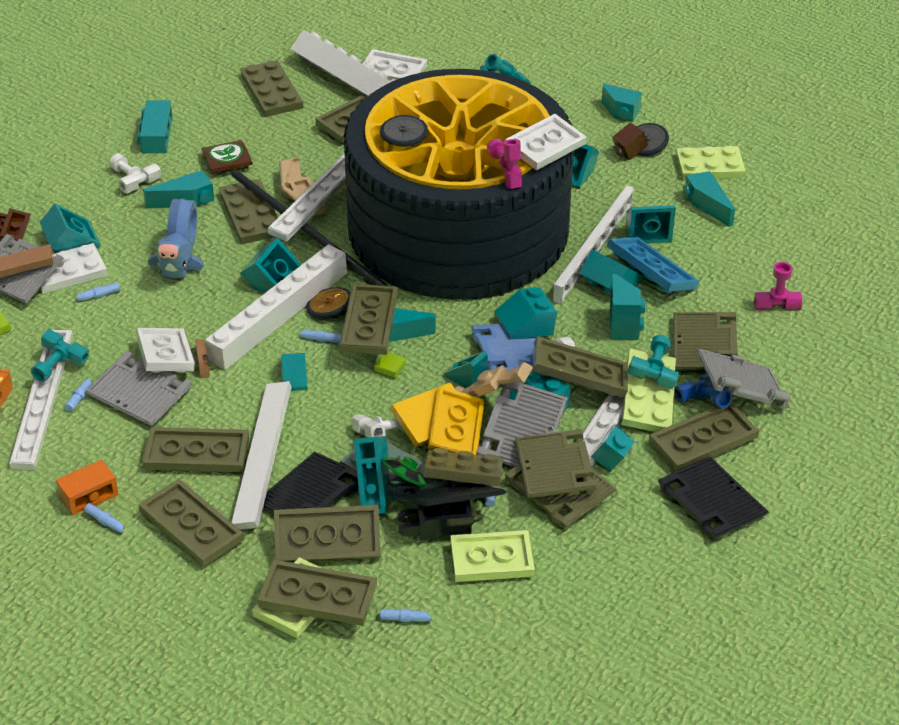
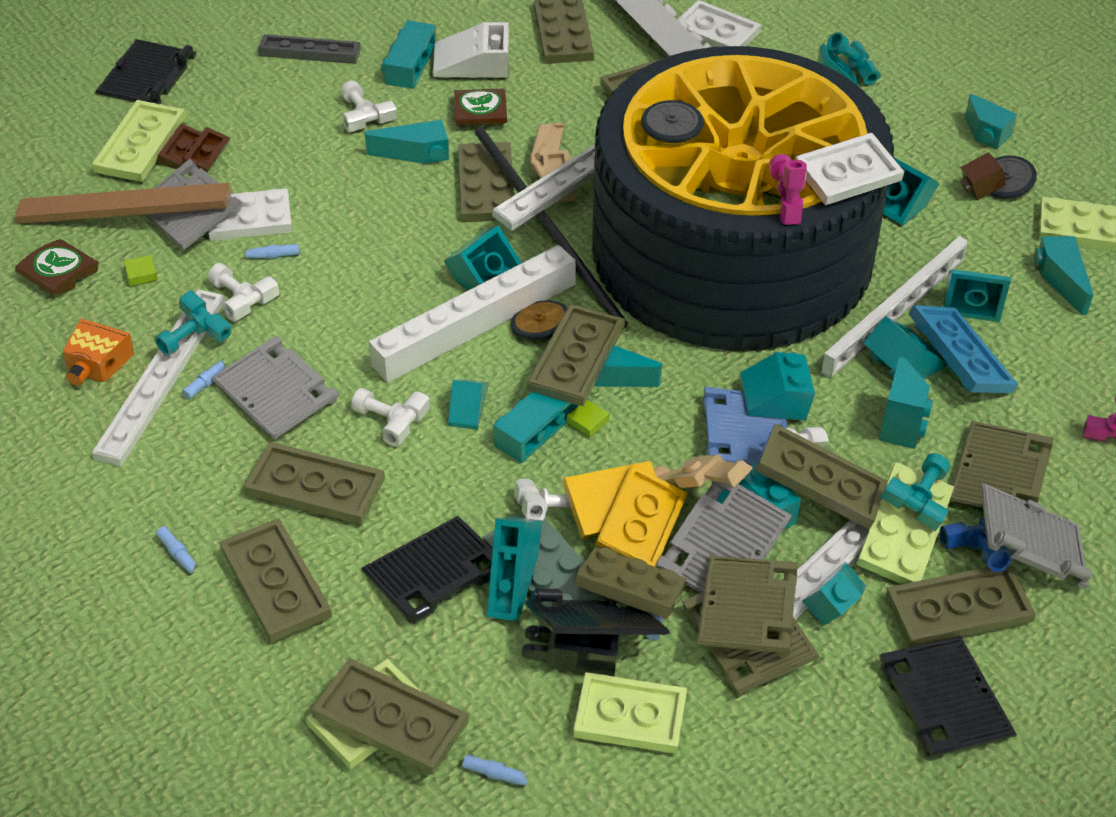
camera: 15 degrees right, 5 degrees up
(67, 229) = (263, 166): teal slope -> none
(70, 136) = (309, 49): none -> dark grey tile
(87, 485) = (168, 504): orange brick -> none
(88, 327) = (244, 293): none -> white bar
(165, 349) = (320, 343): white plate -> none
(175, 249) = (373, 219): medium blue animal -> none
(202, 358) = (362, 363): medium nougat tile -> none
(208, 116) = (474, 52): none -> white slope
(245, 391) = (398, 416): none -> white bar
(261, 456) = (389, 509): white tile -> none
(321, 336) = (514, 361): light blue piece -> none
(327, 533) = (431, 635): olive plate -> none
(349, 377) = (530, 425): none -> teal brick
(406, 469) = (551, 573): green dish -> none
(467, 370) = (681, 446): teal slope -> none

